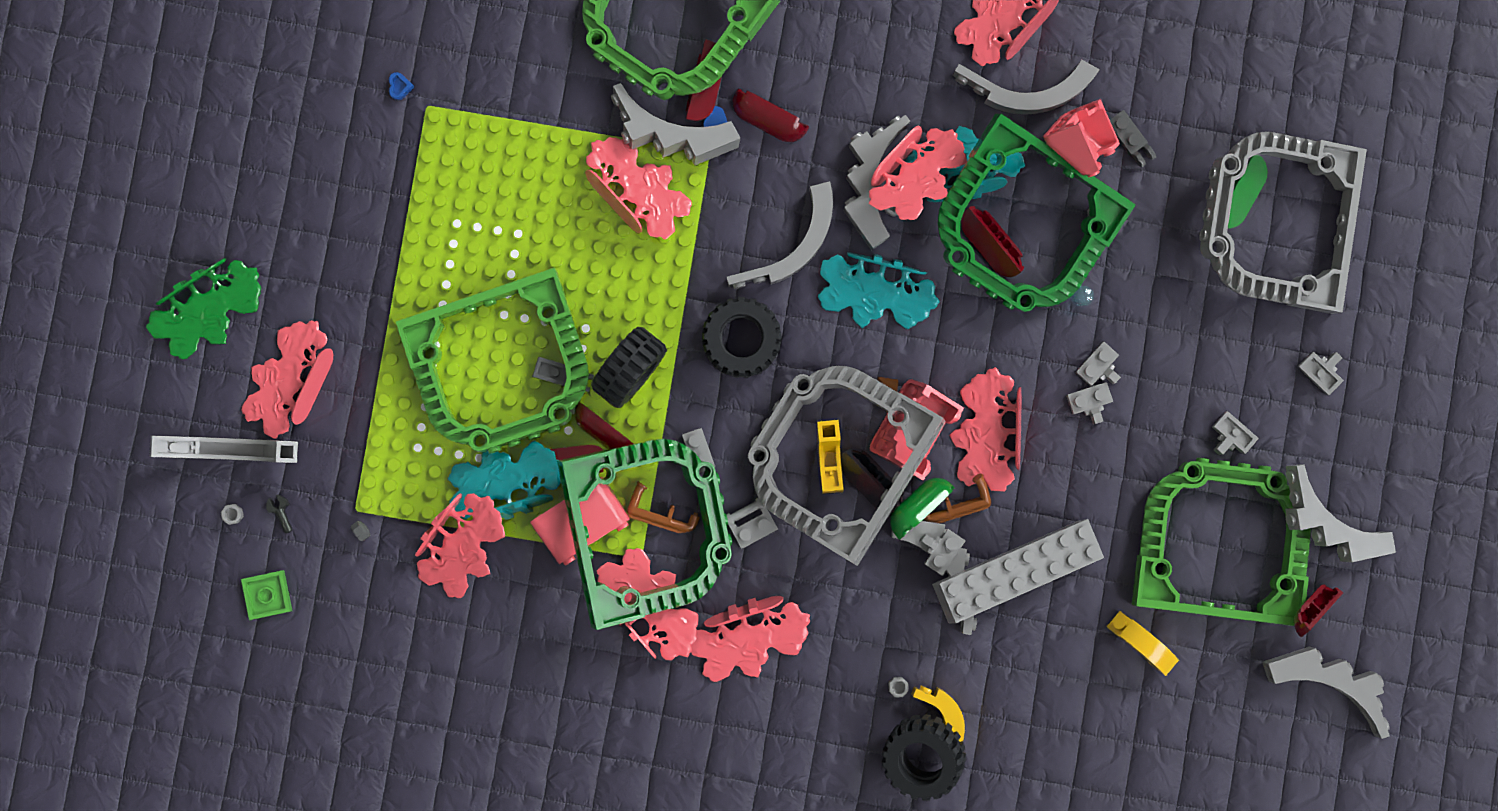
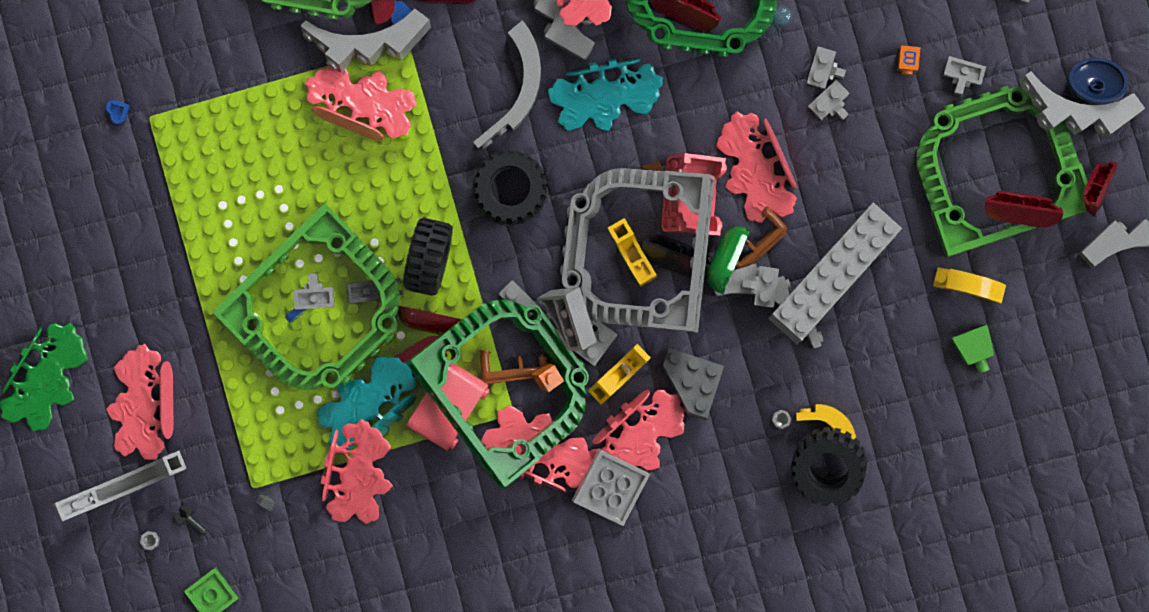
camera: 15 degrees left, 0 degrees up
(476, 361) = (294, 314): none -> blue tile
(500, 352) = (313, 295): none -> light grey hinge
(690, 539) = (547, 377): none -> orange brick
(701, 675) = (610, 487): none -> light grey plate
(740, 491) = (570, 317): none -> light grey wedge
(761, 569) = (619, 374): none -> yellow arch
(830, 609) = (693, 381): none -> dark grey plate
(1119, 706) = (974, 347): none -> bright green torso
(1185, 396) = (908, 60): none -> orange brick
(1232, 596) = (1023, 209): none -> dark red brick
(1362, 504) = (1098, 81): none -> dark blue dish

